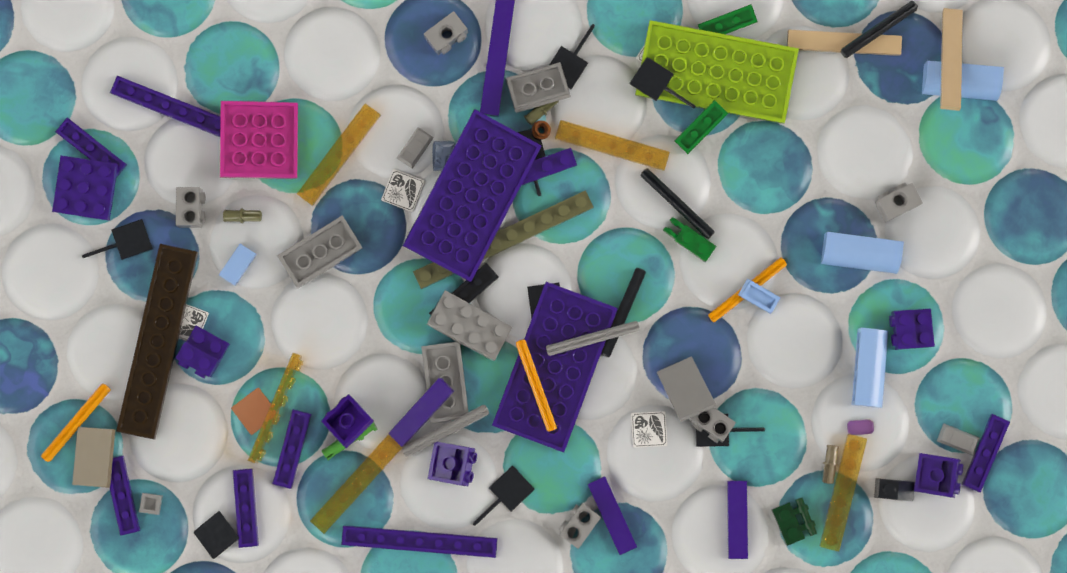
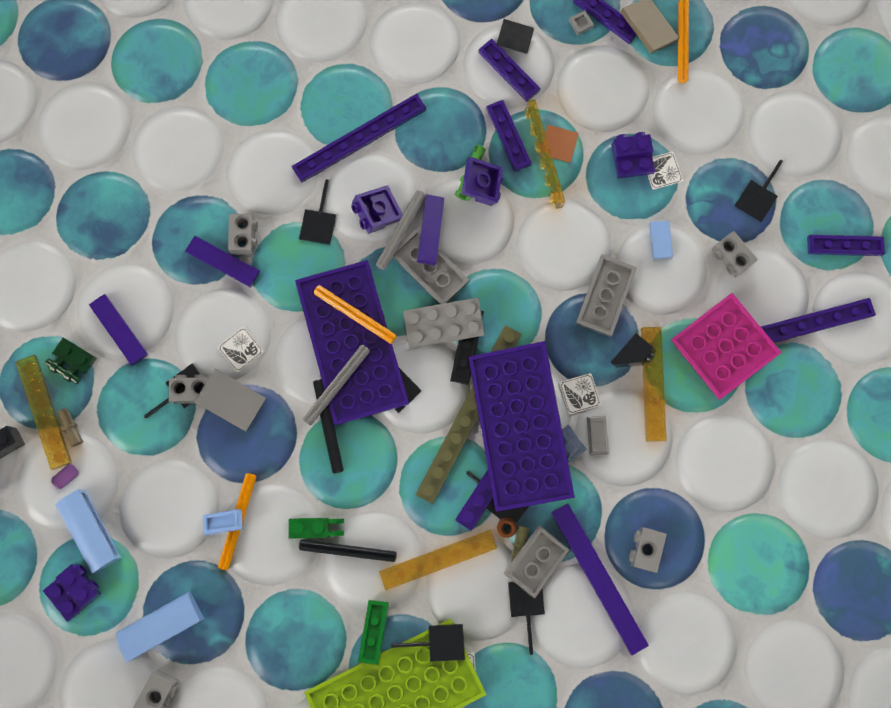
camera: 140 degrees right, 5 degrees down
(85, 187) = (824, 211): dark purple plate -> none
(157, 341) = (674, 140): dark brown plate -> none
(242, 215) = (689, 278): olive axle -> none
(334, 187) = (634, 353): none -> black slope
(356, 484) = (439, 144): clear yellow plate -> none

